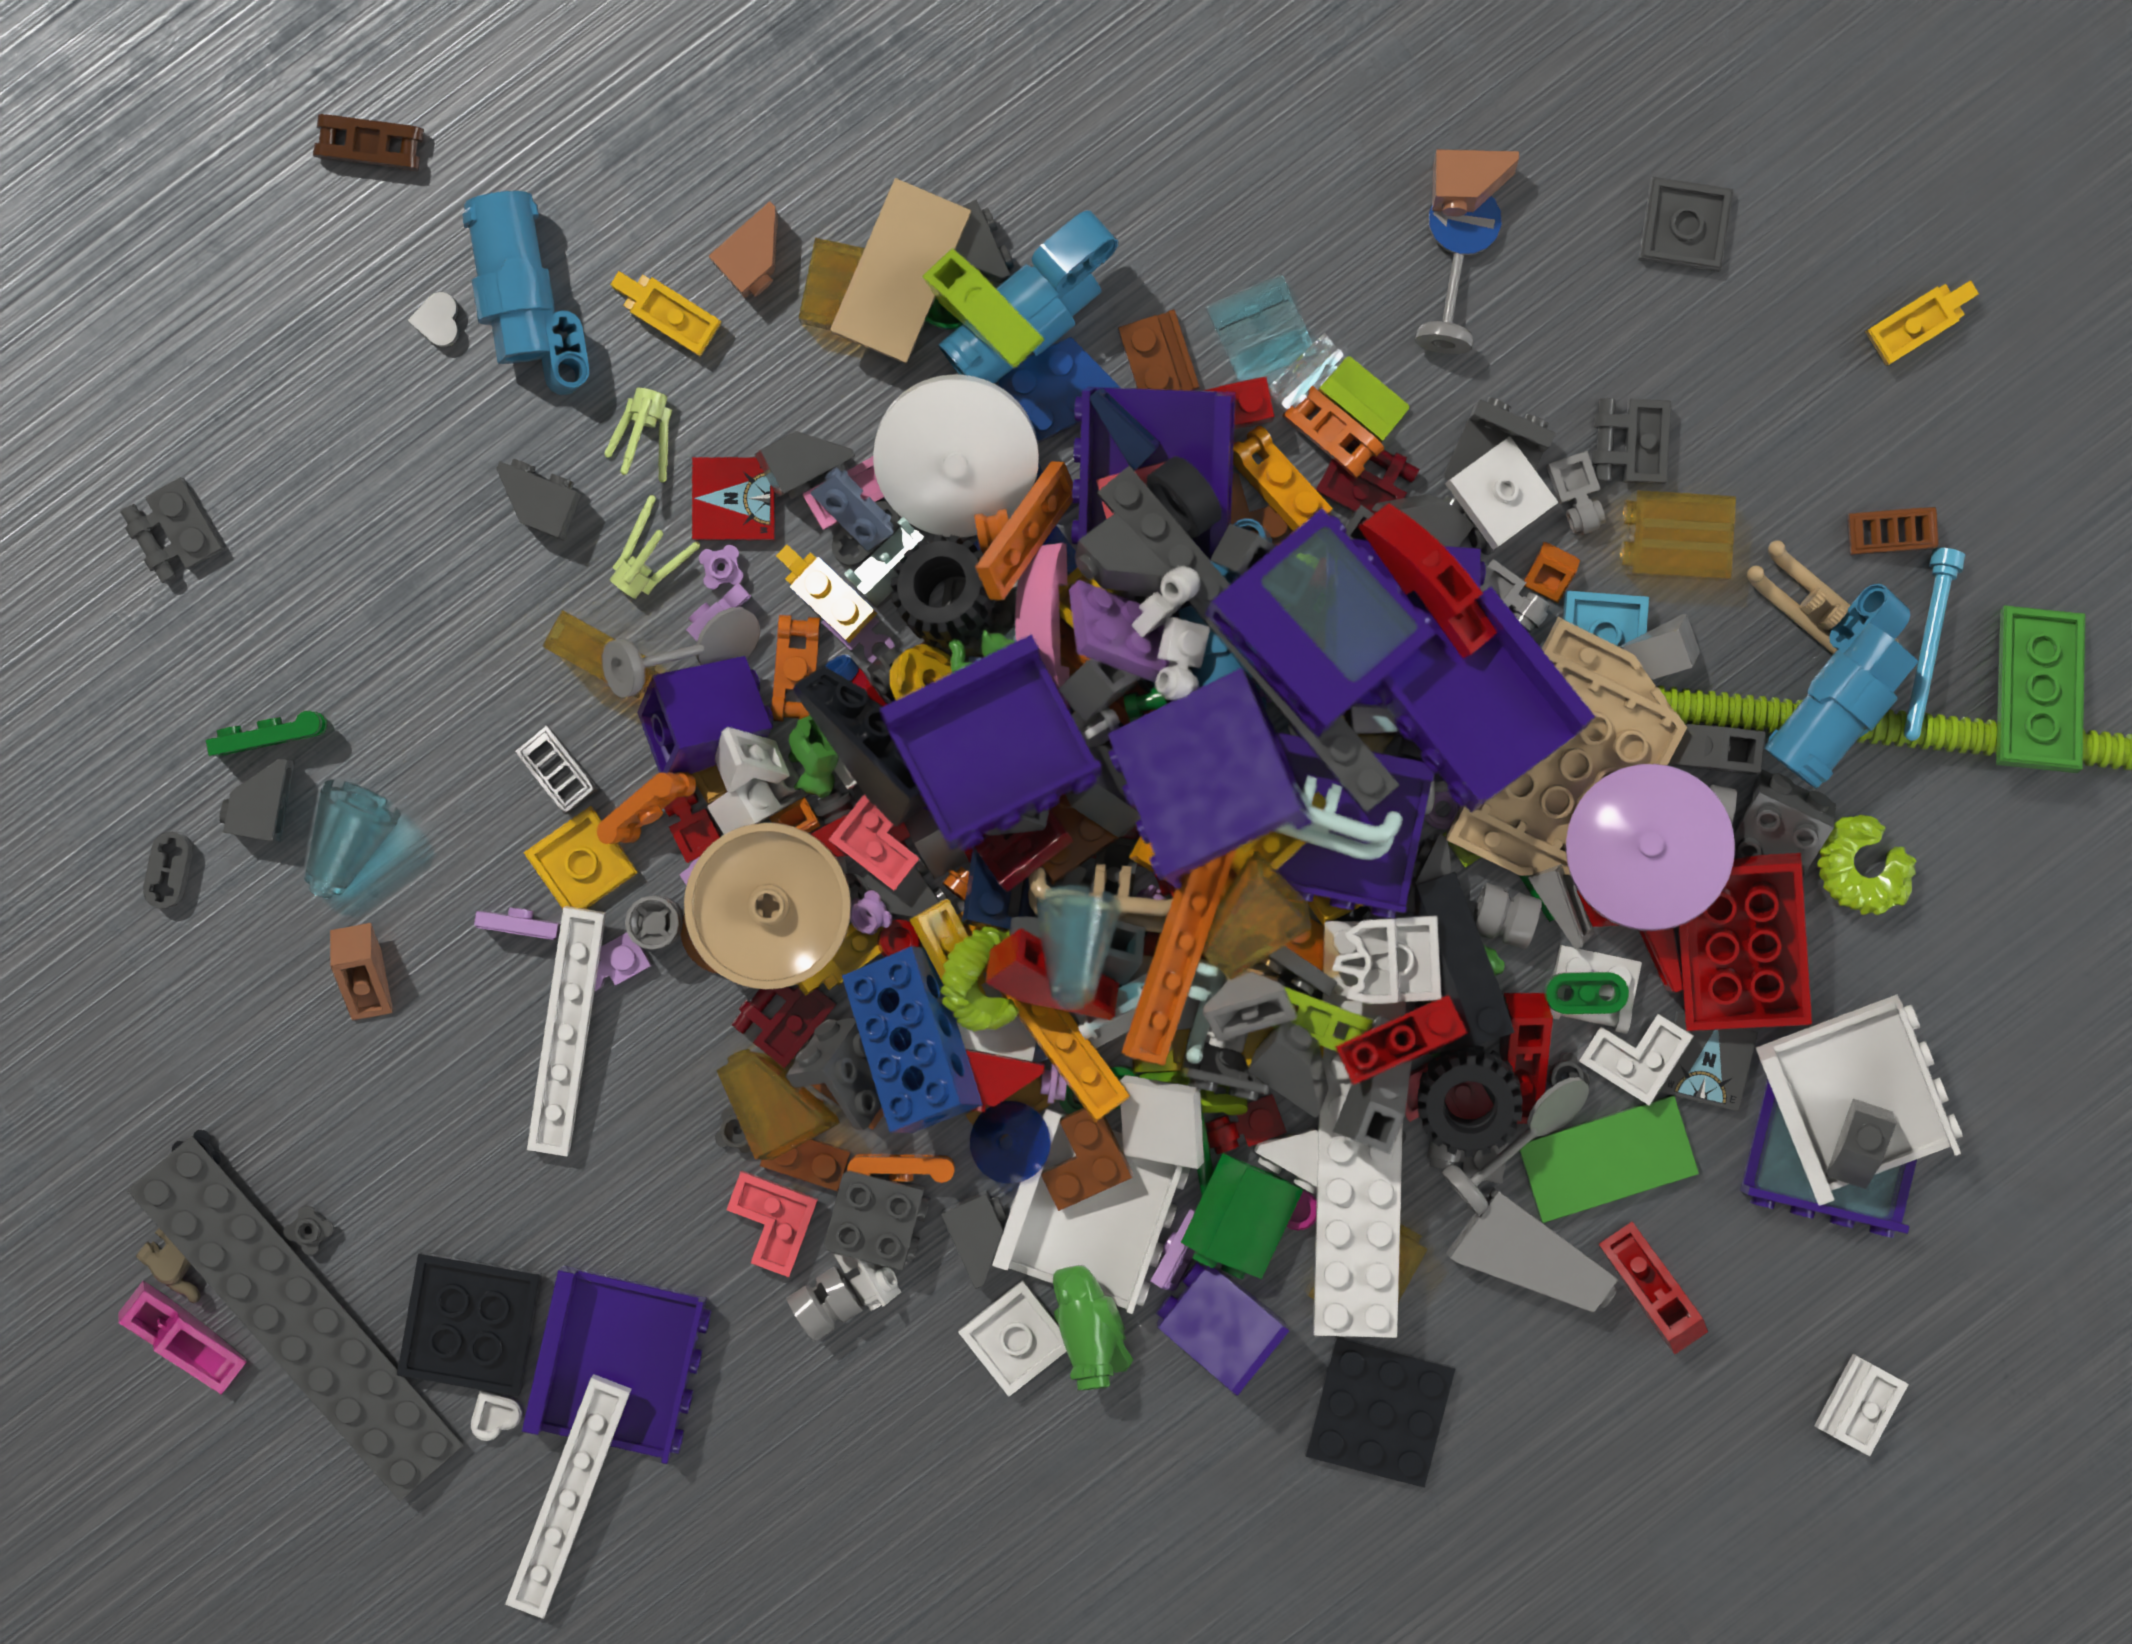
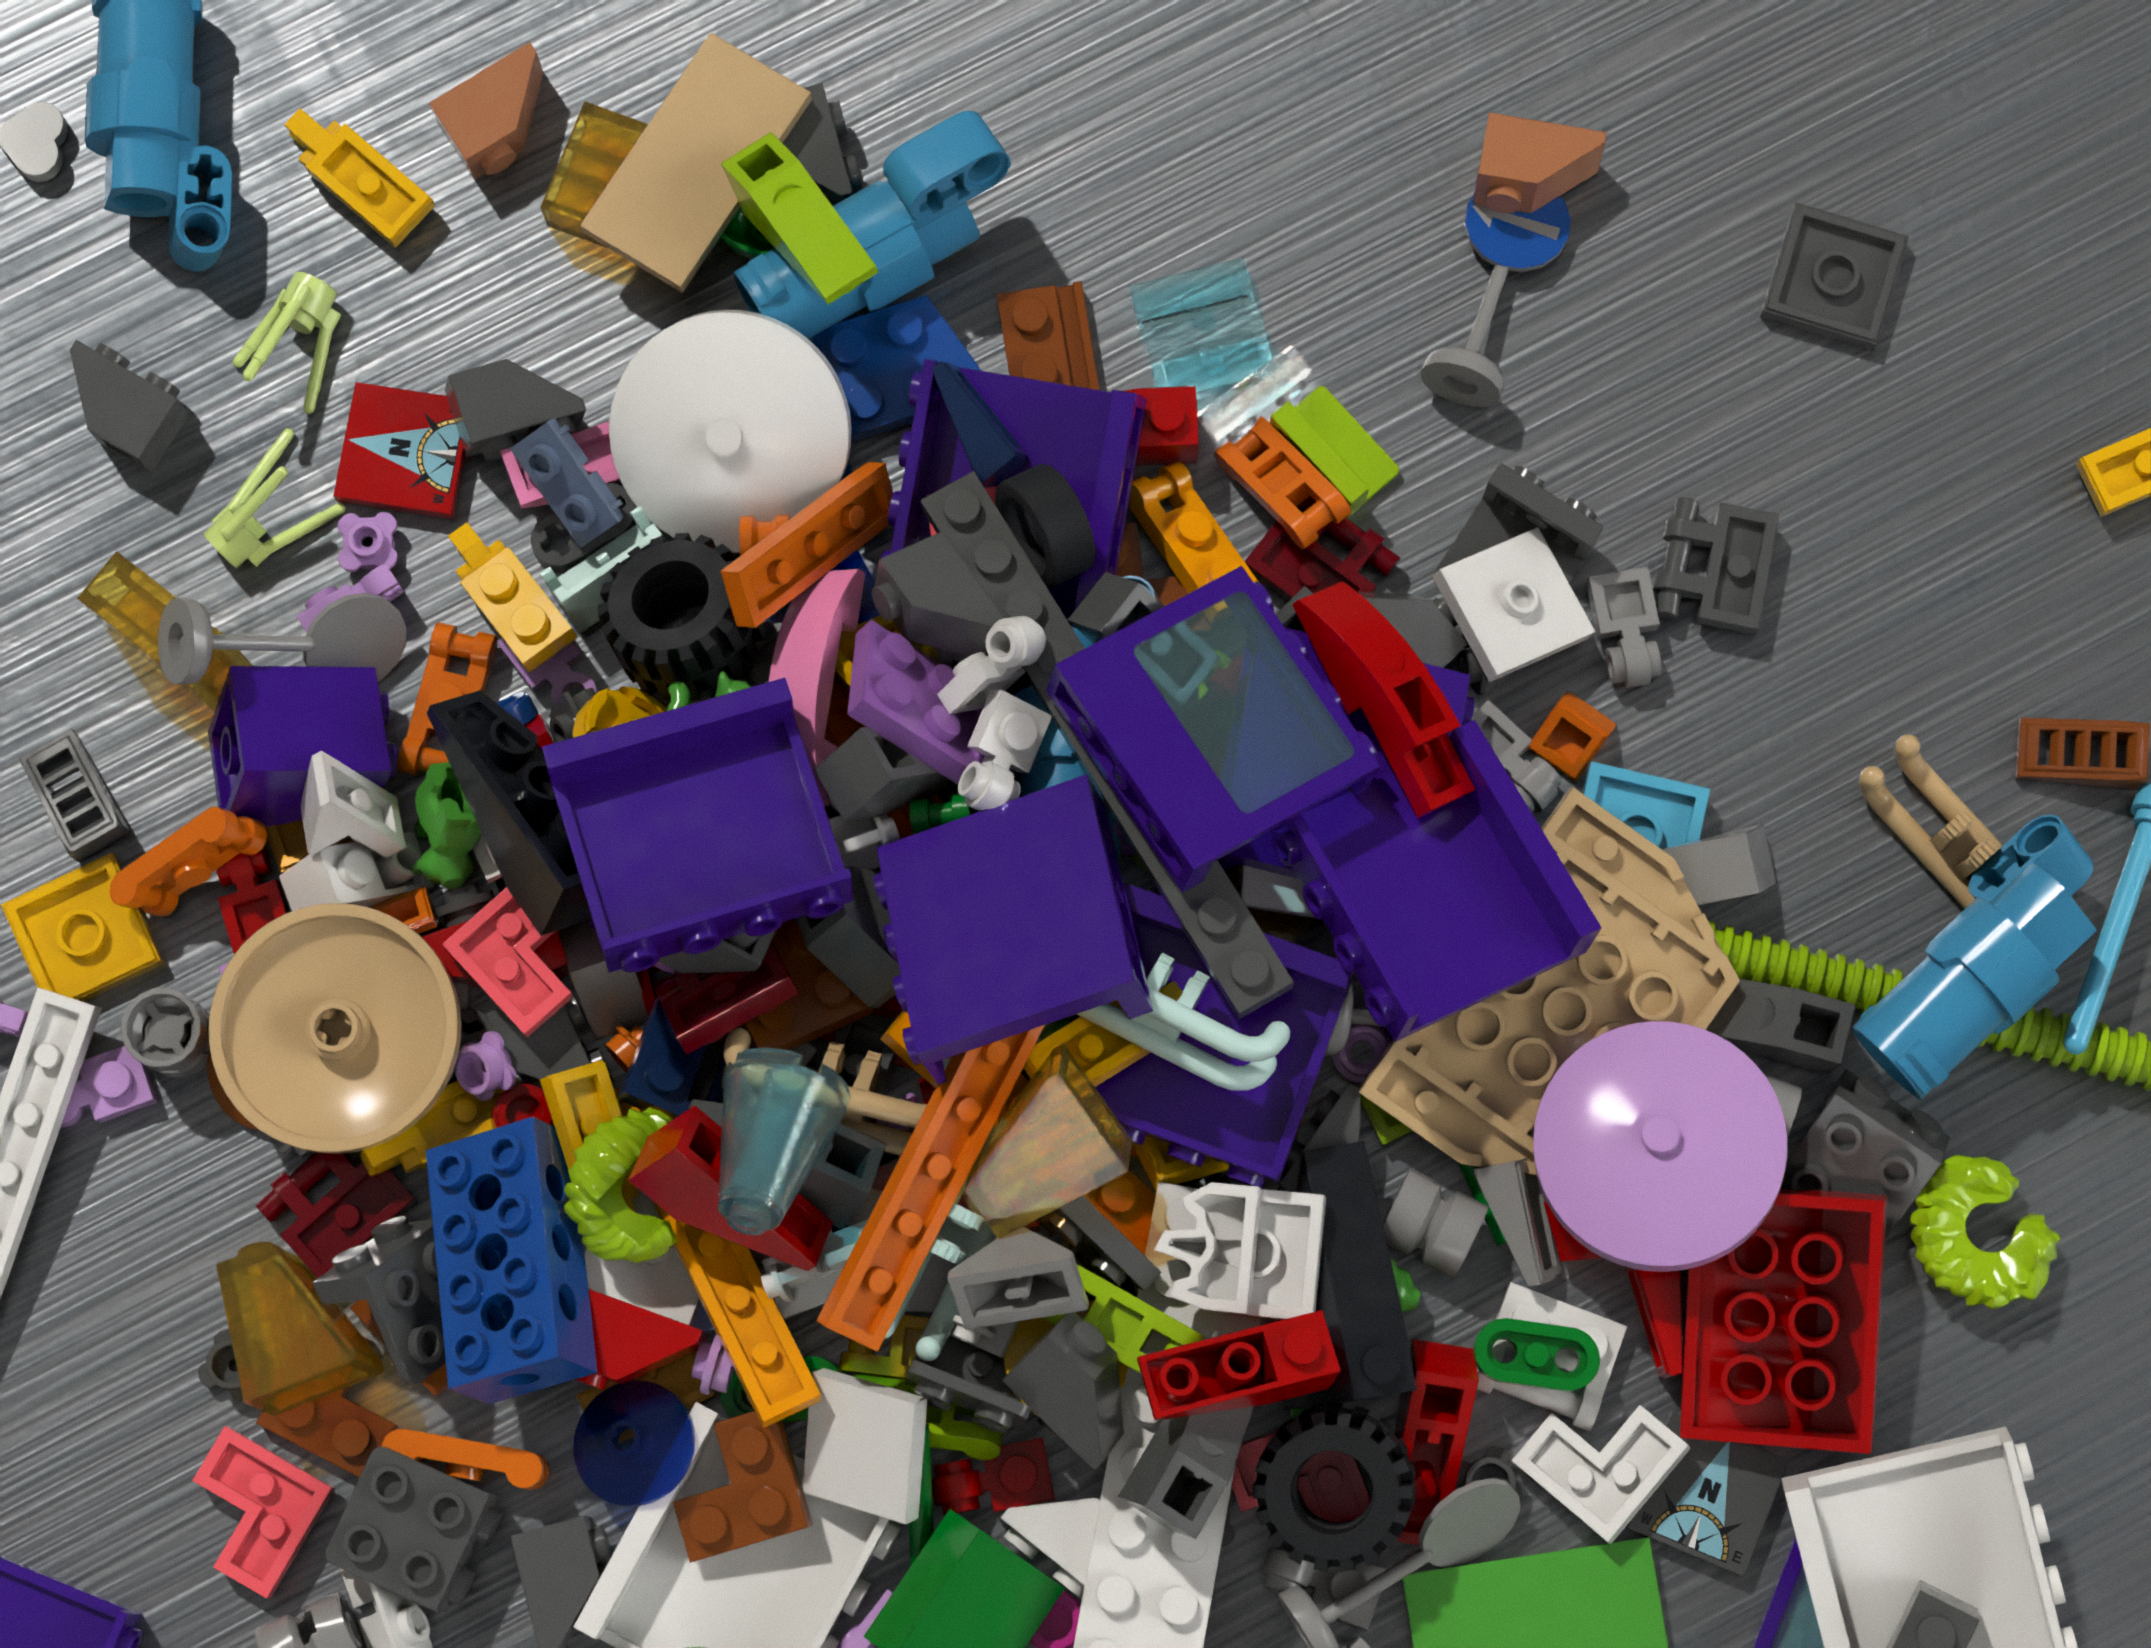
camera: 15 degrees right, 10 degrees down
(1679, 535) = (1766, 708): clear yellow brick -> none

